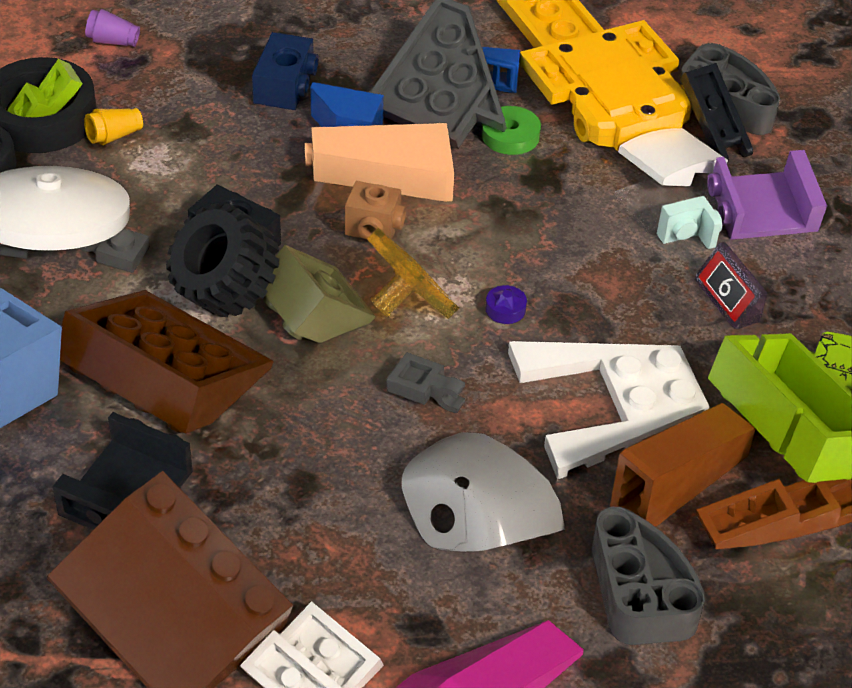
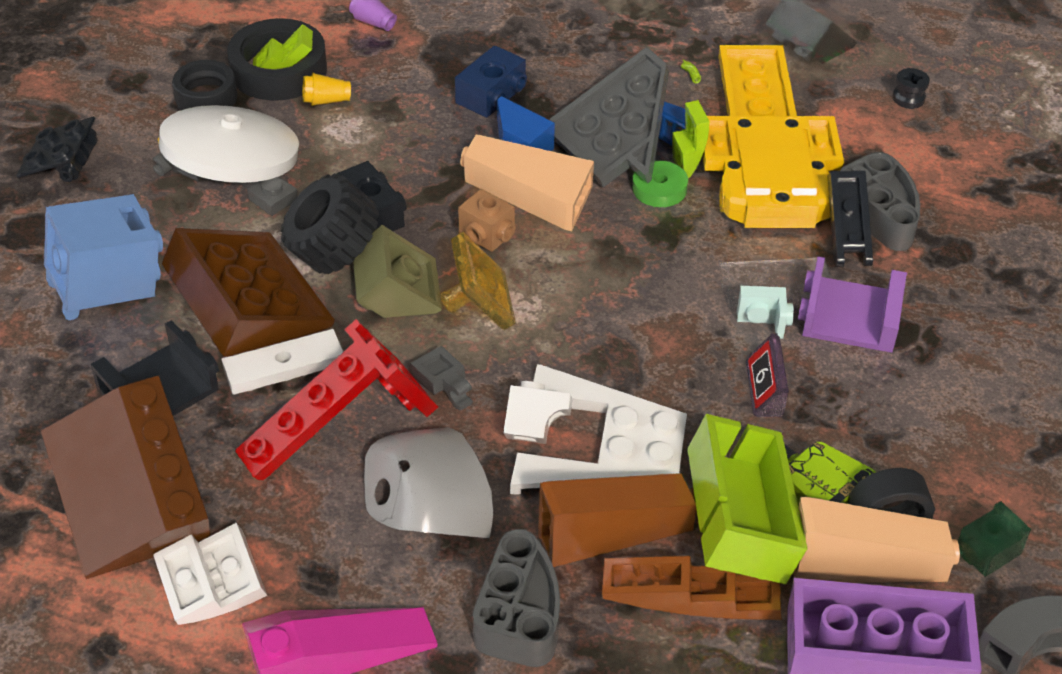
camera: 25 degrees right, 0 degrees up
(250, 419) = (281, 361): none -> white tile
(335, 442) = (327, 396): none -> red bracket
(476, 13) = (695, 73): none -> lime leg
(506, 304) = (558, 332): dark purple tile -> none
(527, 81) = (690, 143): none -> lime slope
(542, 388) = (533, 410): none -> white brick
(670, 156) = (786, 243): white slope -> none

